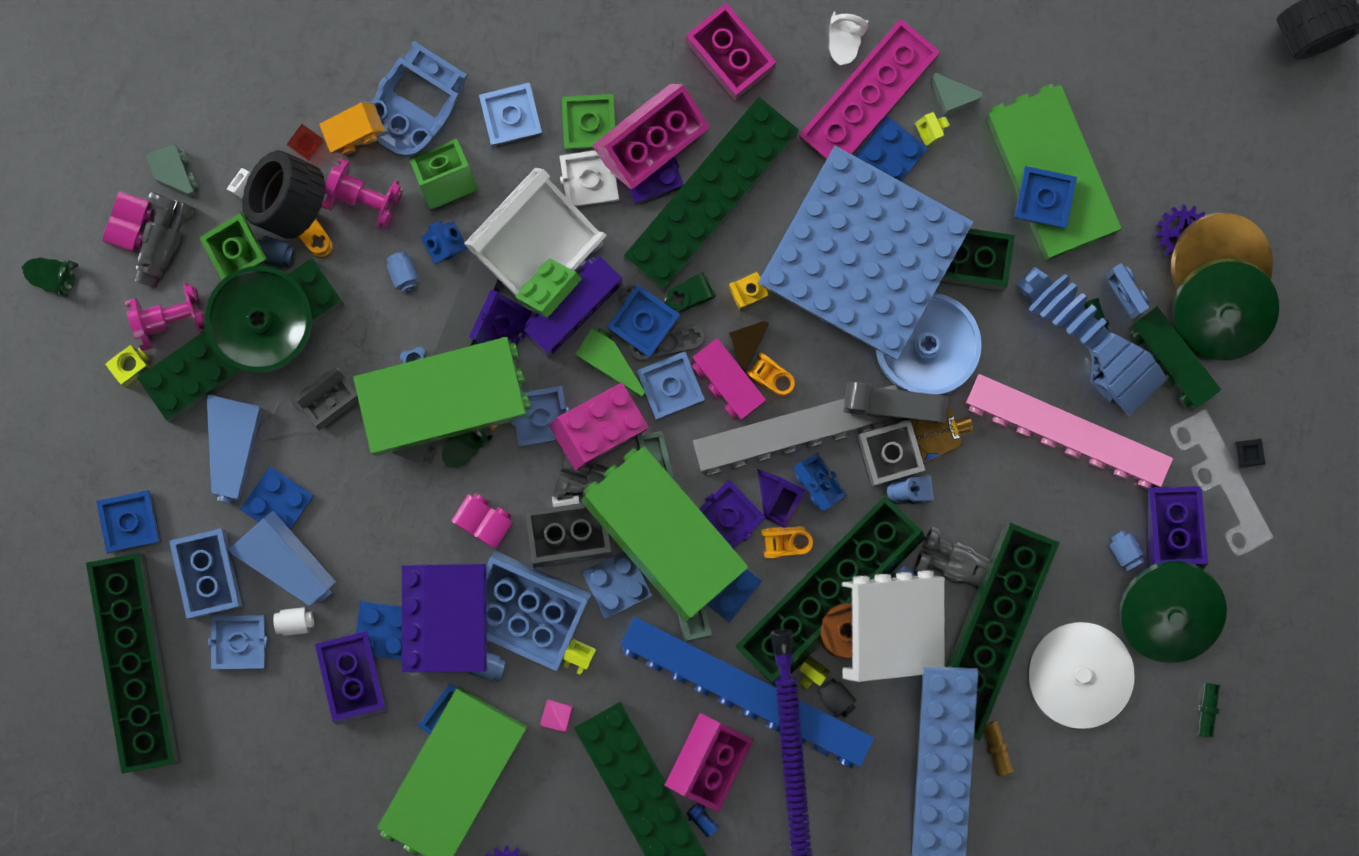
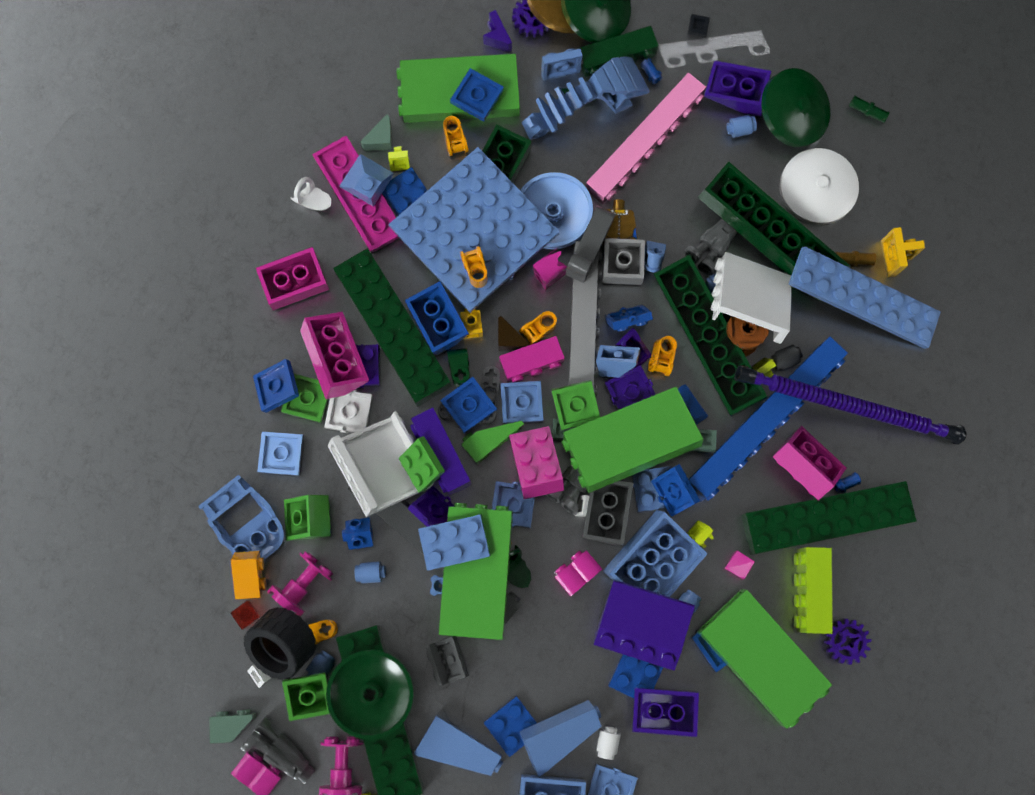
camera: 70 degrees left, 5 degrees down
(465, 357) = (454, 542): none -> medium blue plate
(553, 813) = (813, 590): none -> lime brick
(590, 79) = (275, 386): none -> blue plate
(620, 605) = (676, 490): none -> blue plate
(685, 451) = (575, 404): none -> bright green plate
(738, 245) = (437, 318): none -> blue slope
(759, 483) = (616, 360): none -> medium blue slope
(817, 267) = (474, 263): none -> light orange piece
(848, 364) = (549, 269): none -> dark pink piece
(889, 98) = (366, 180): none -> medium blue slope
(984, 189) = (455, 138): none -> light orange piece
(1020, 796) = (898, 251): none -> yellow bracket
(1140, 200) = (498, 37): none -> dark purple slope
(1162, 411) = (651, 71): none -> blue pin

